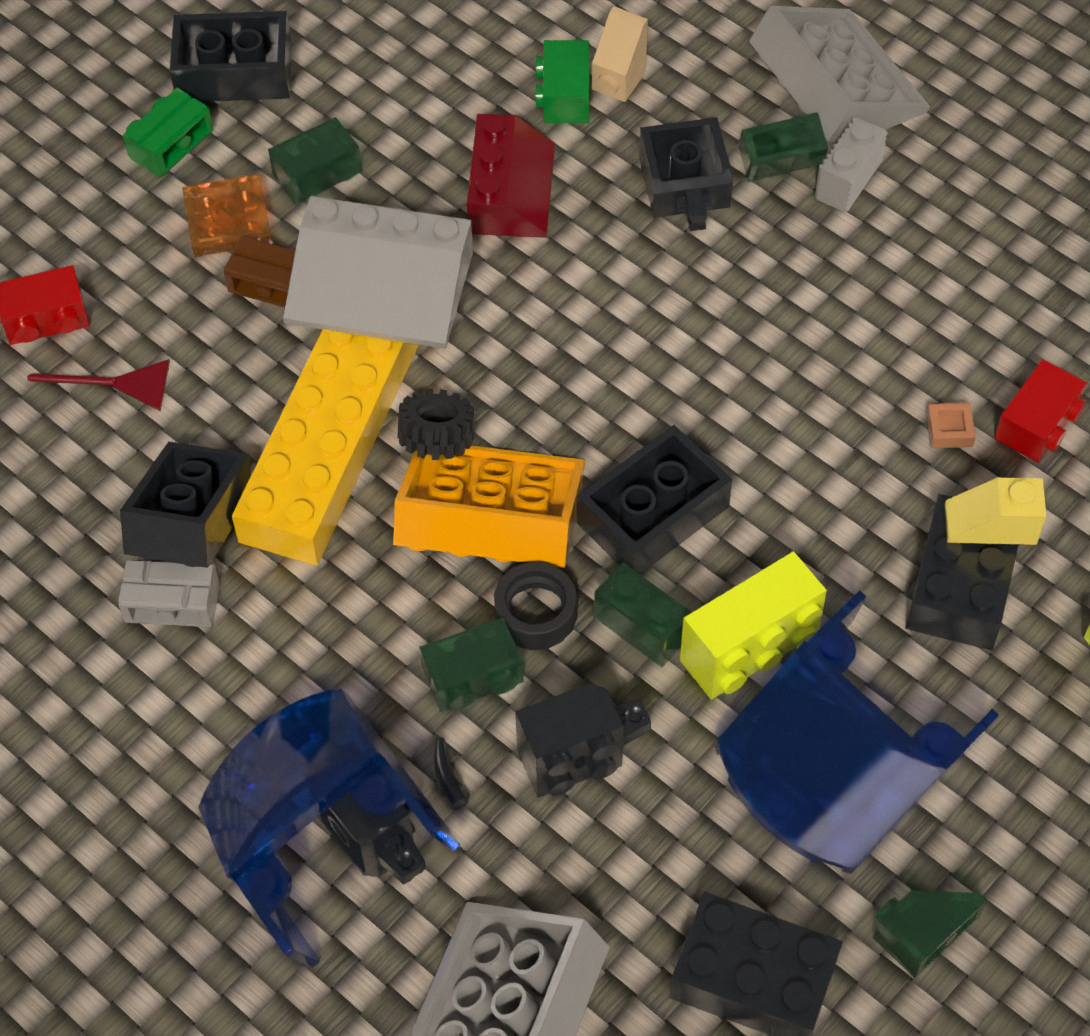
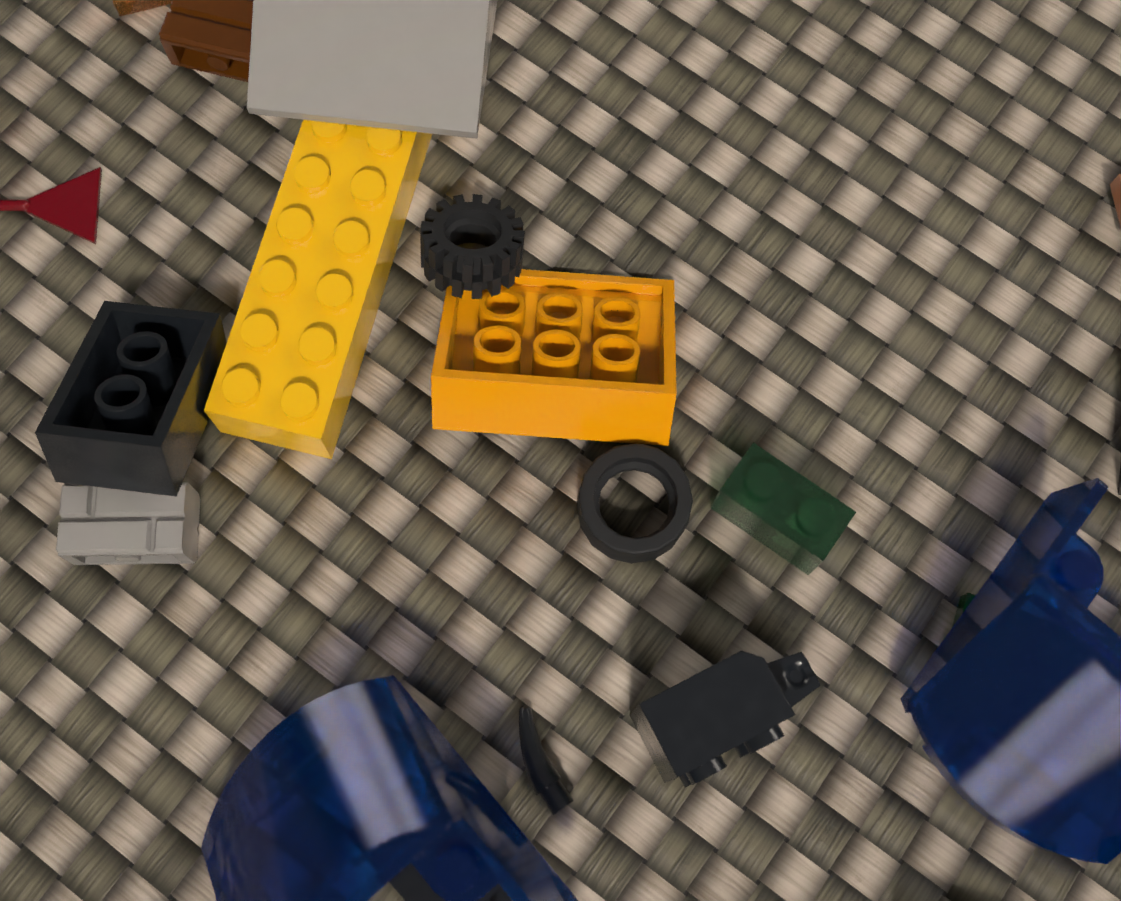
camera: 10 degrees left, 15 degrees up
(472, 665) = (559, 601): clear green brick -> none
(654, 500) = (779, 341): black brick -> none
(752, 626) = (942, 524): neon yellow brick -> none

